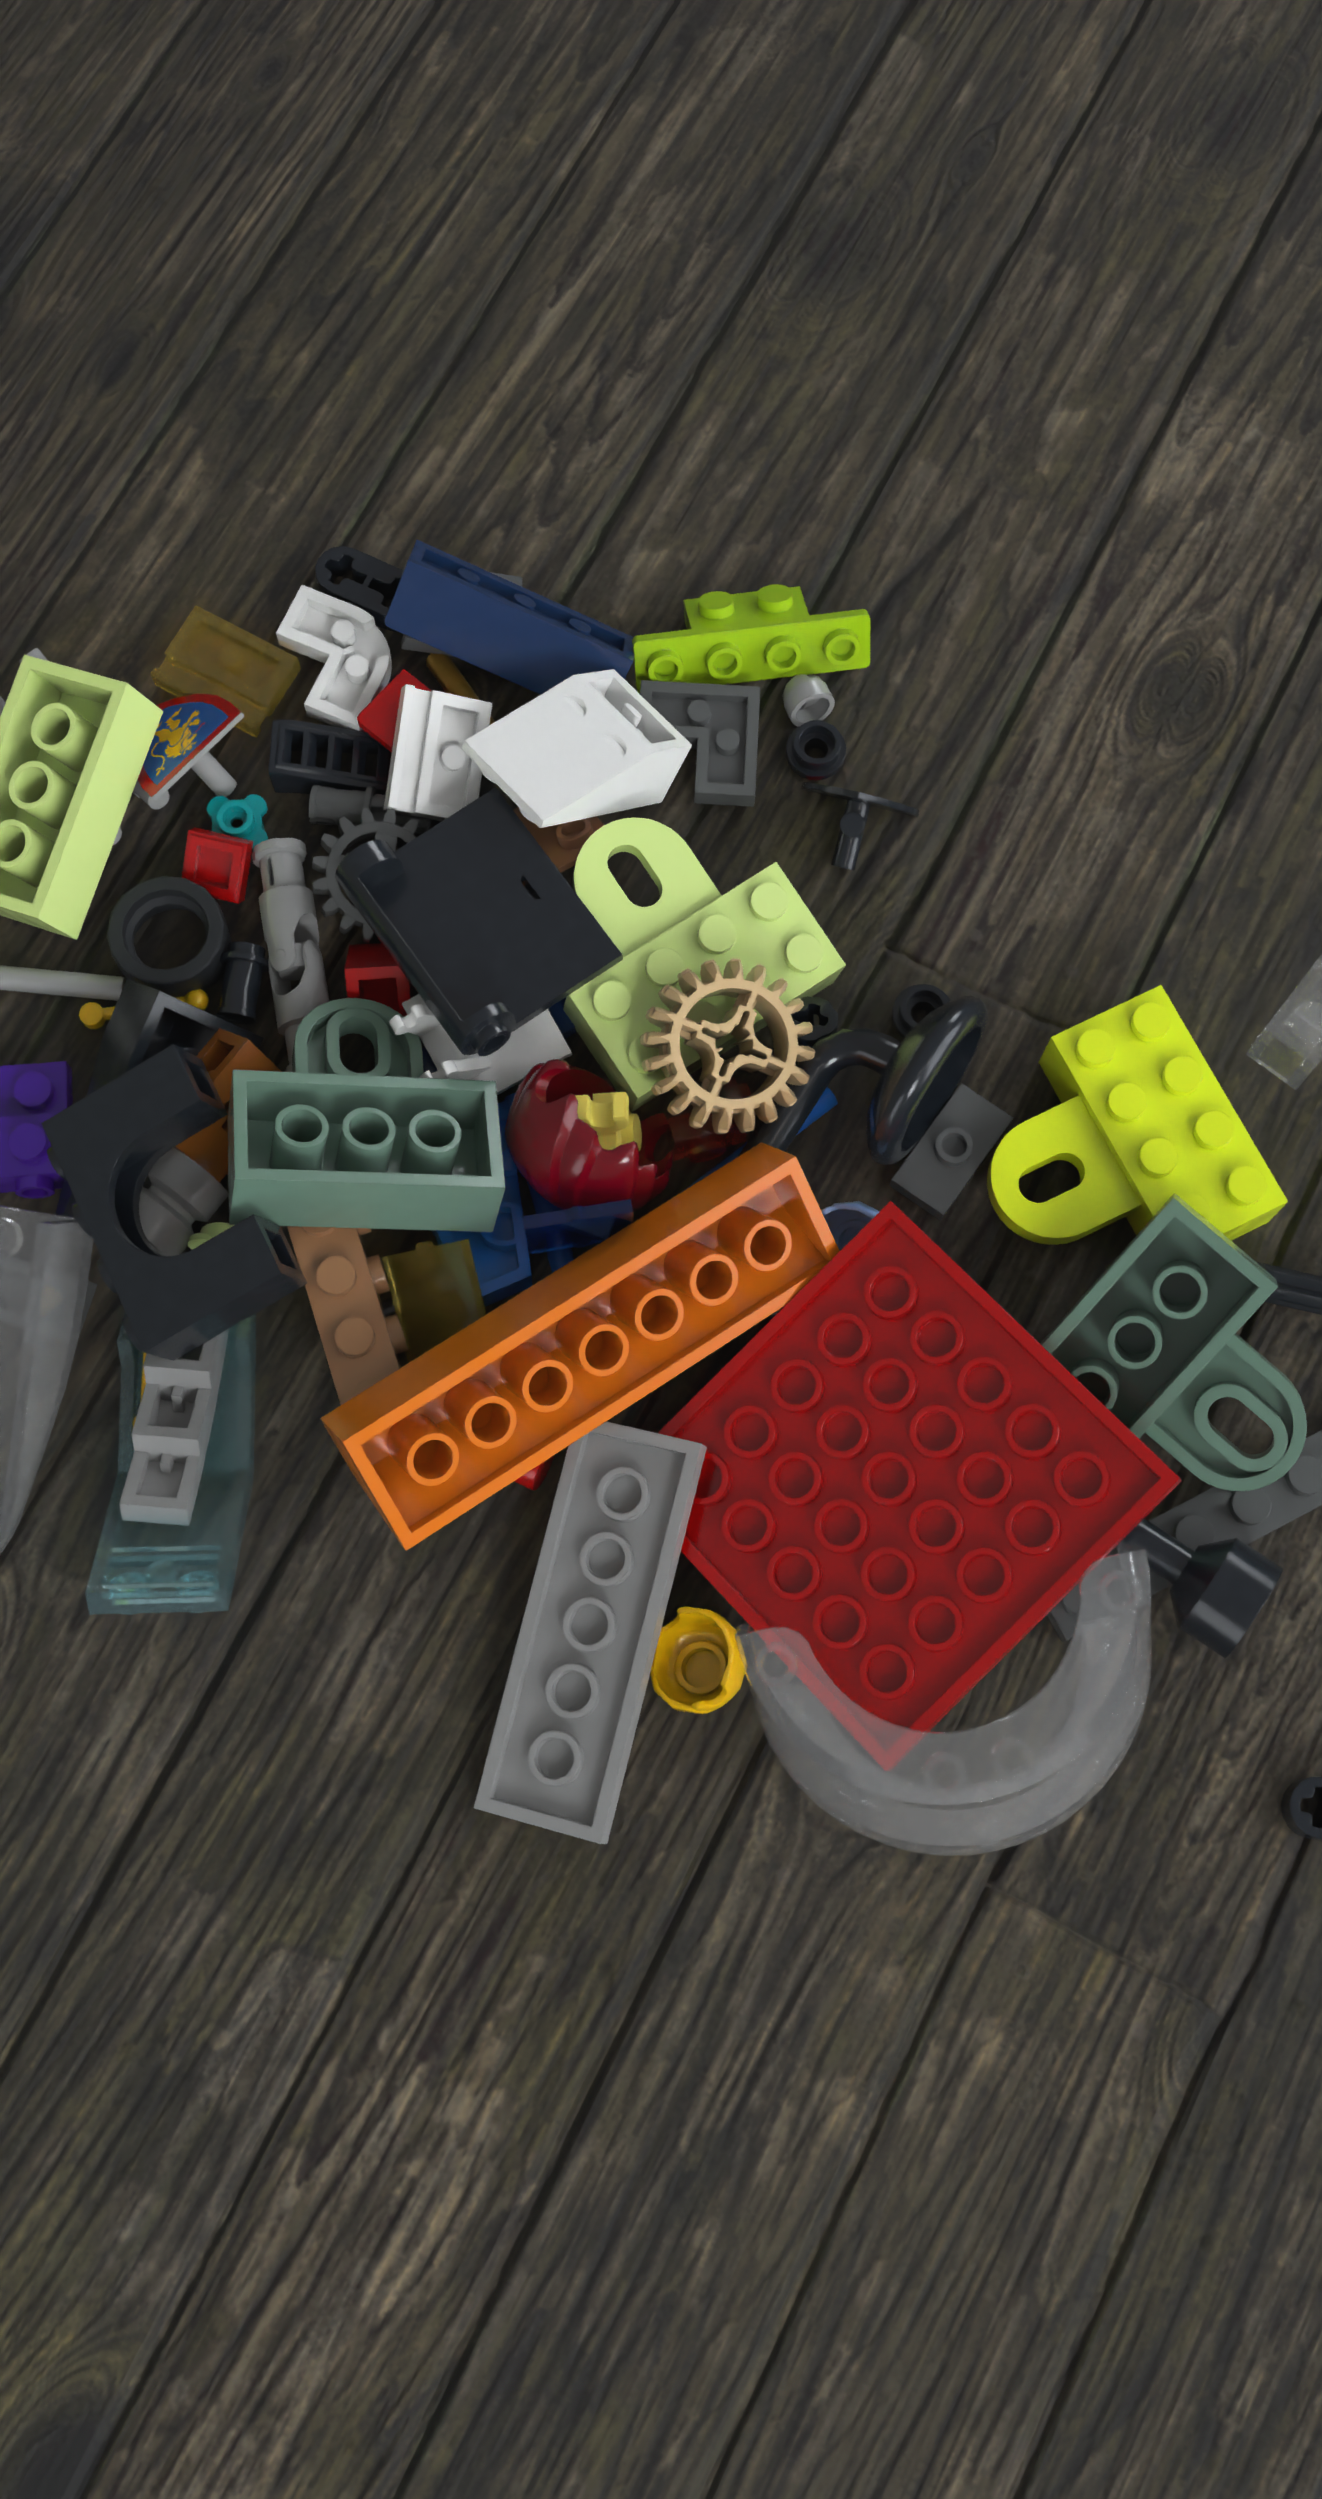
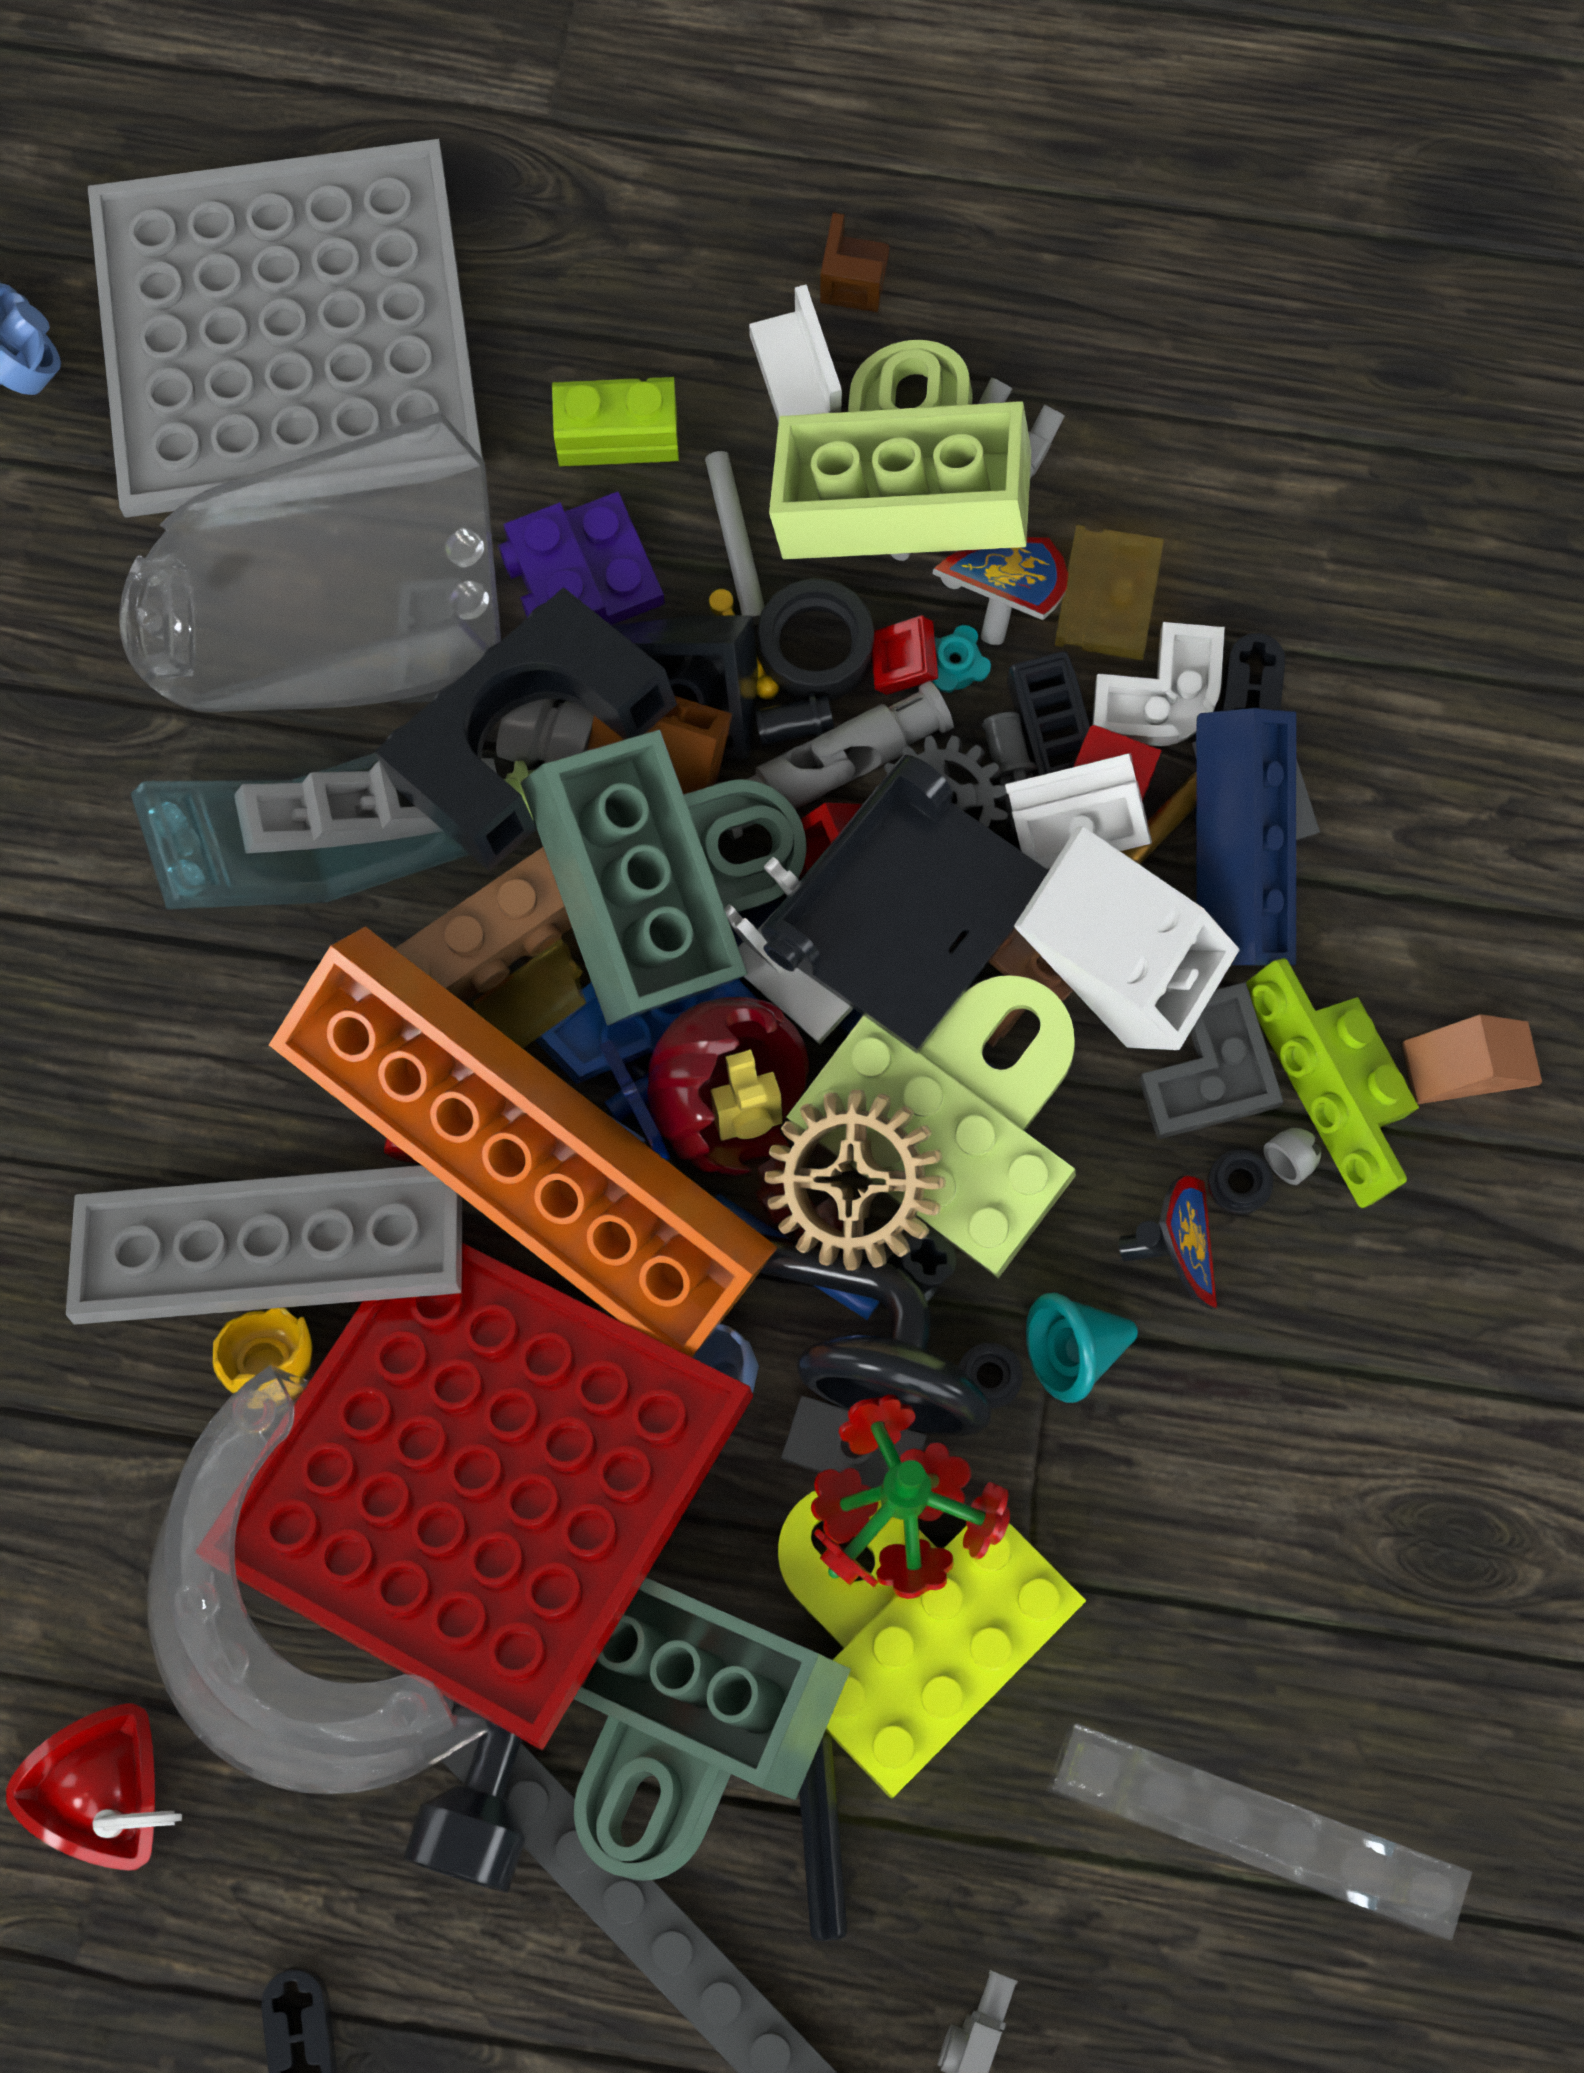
camera: 75 degrees right, 0 degrees up
(769, 534) = (1471, 1059): none -> nougat slope
(922, 934) = (1073, 1344): none -> teal hat
(1034, 1082) = (914, 1487): none -> red plant
(1073, 1945) = (93, 1789): none -> red hat

